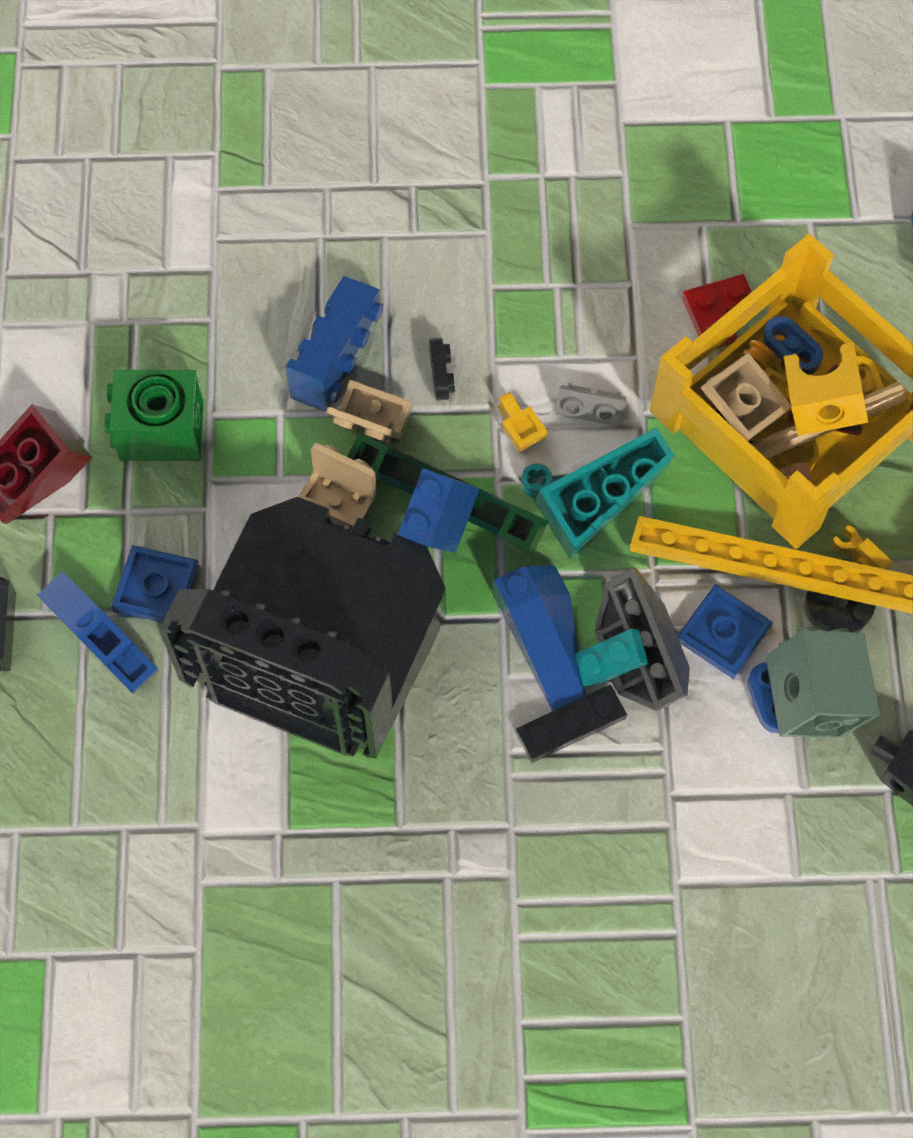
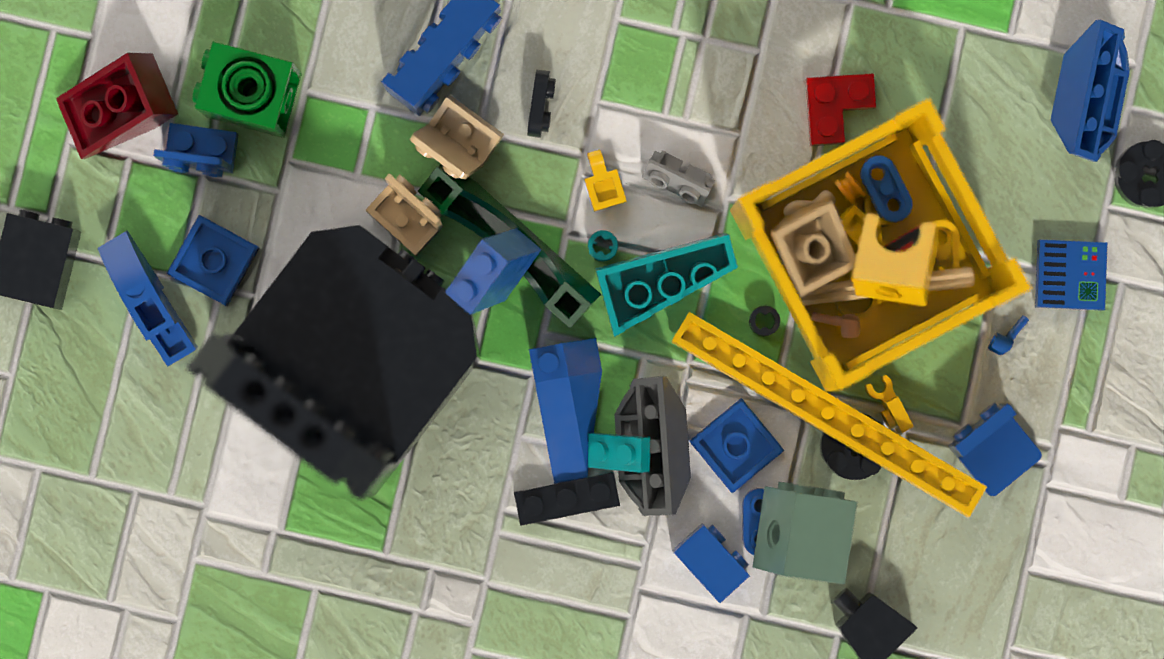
camera: 15 degrees right, 20 degrees up
(118, 487) = (199, 148): none -> blue bracket
(718, 518) = (764, 310): none -> black bush
(736, 744) = (711, 562): none -> blue brick

